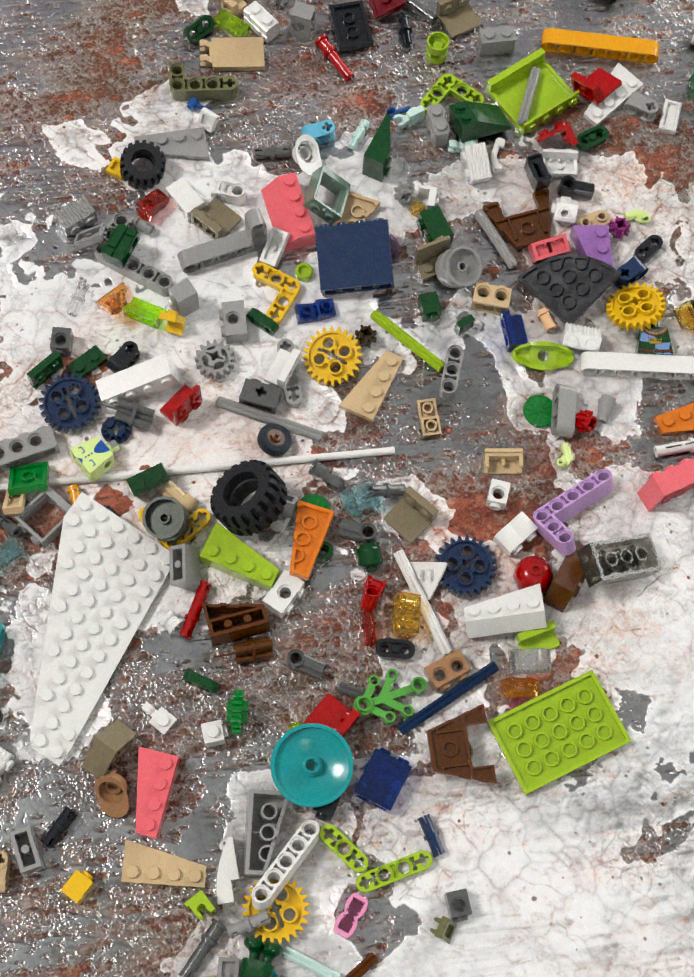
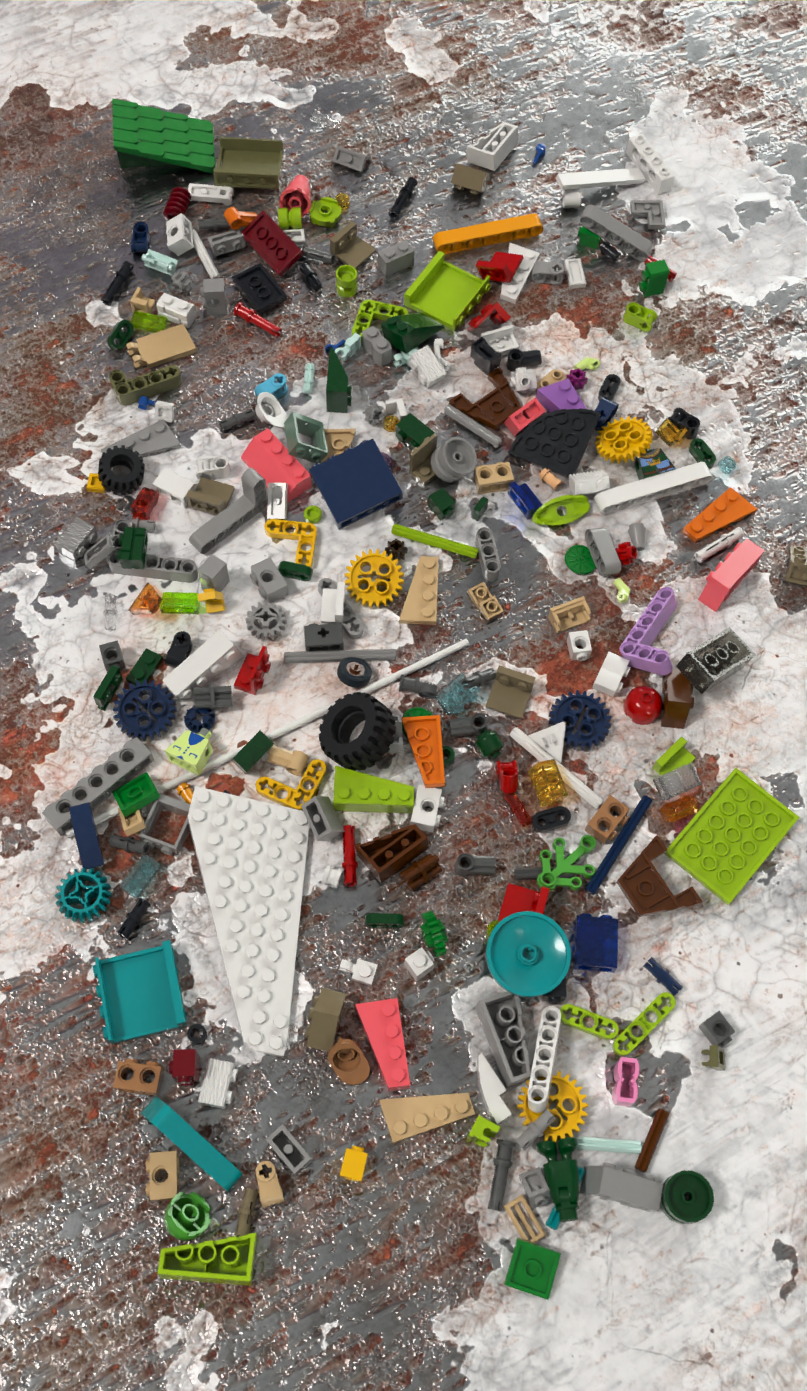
camera: 20 degrees left, 5 degrees down
(58, 827) = (308, 1115): black pin -> none
(154, 519) = (287, 769): pearl dark grey wheel -> none
(316, 311) = (339, 545): clear blue slope -> none
(507, 613) = (638, 746): white wedge -> none
(528, 96) = (446, 295): light grey axle -> none
(591, 139) = (516, 313): dark green plate -> none

